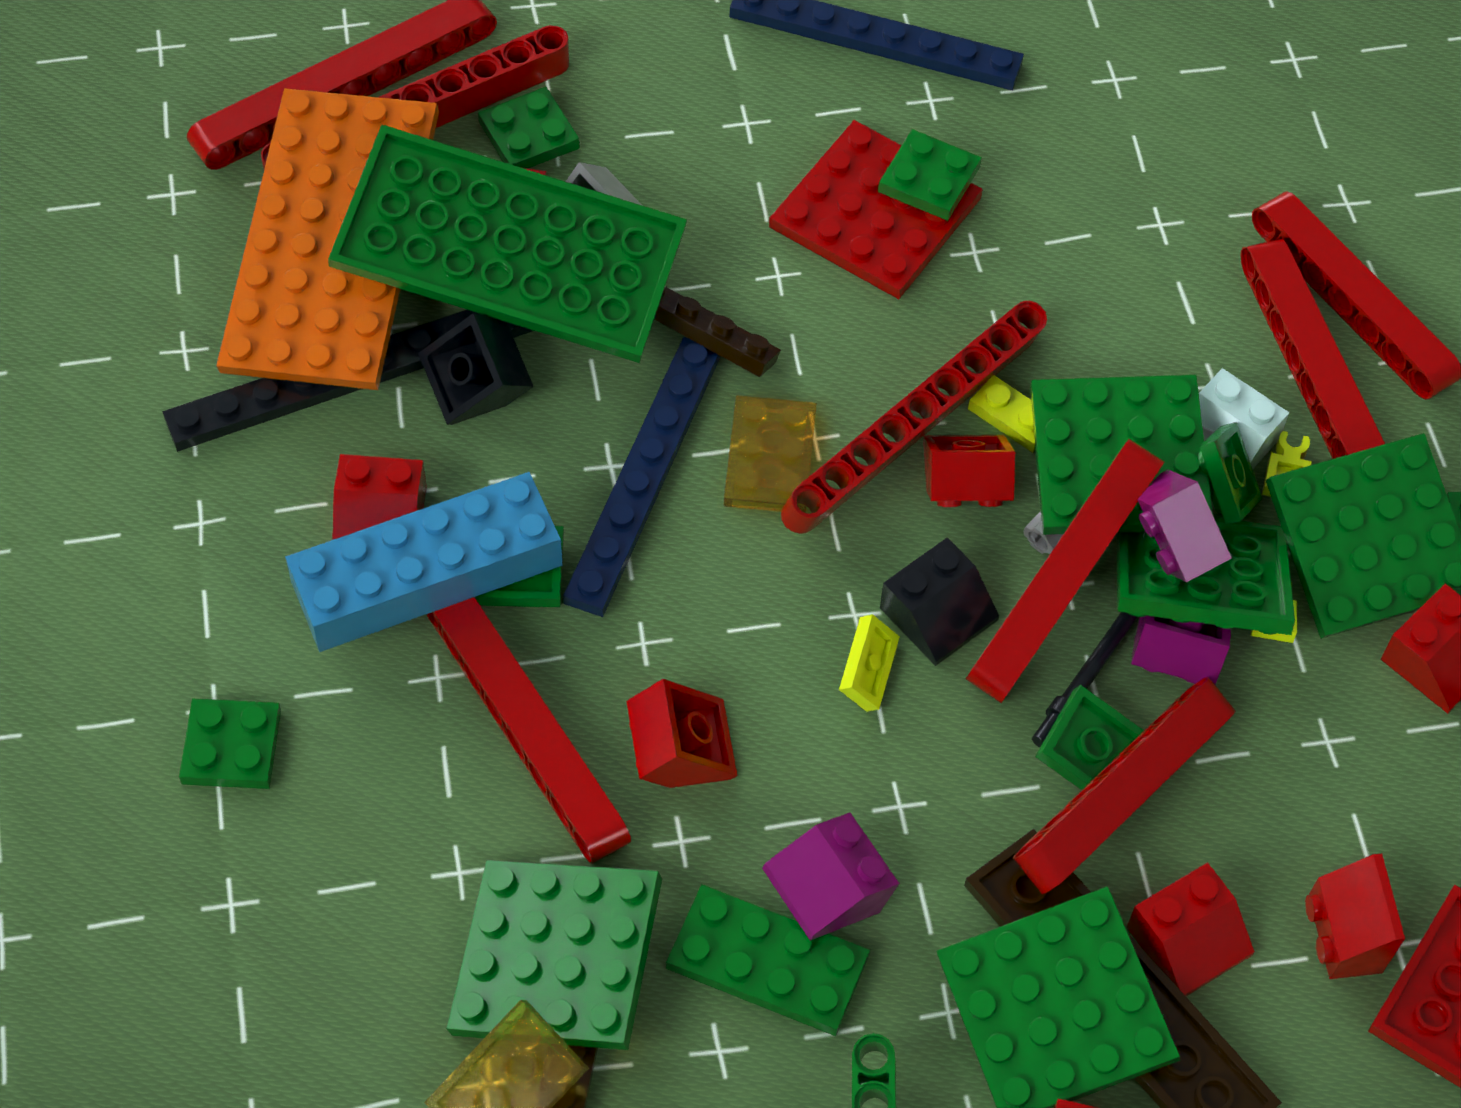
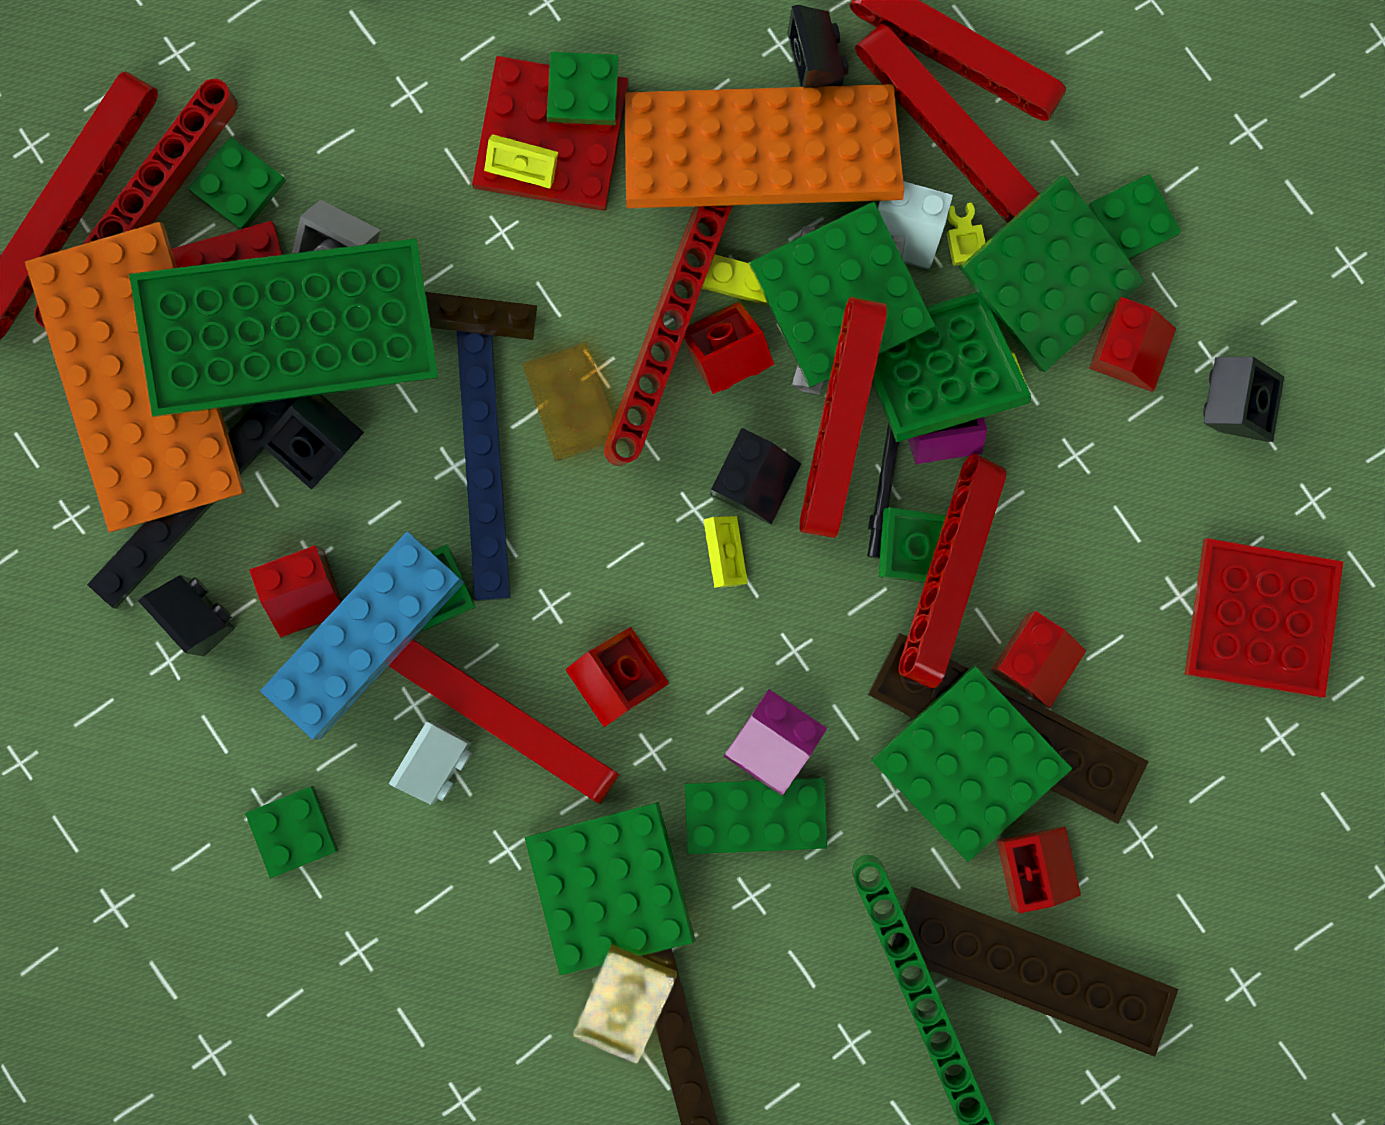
camera: 30 degrees left, 25 degrees up
(252, 476) = (188, 615): none -> black slope
(425, 726) = (431, 763): none -> light aqua slope
(831, 208) = (521, 161): none -> neon yellow plate
(1098, 293) = (762, 146): none -> orange plate
(1182, 526) = (920, 357): magenta slope -> none
(1197, 234) = (815, 48): none -> black slope
(1230, 472) = (929, 272): green plate -> none
(1355, 919) = (1151, 602): red slope -> none

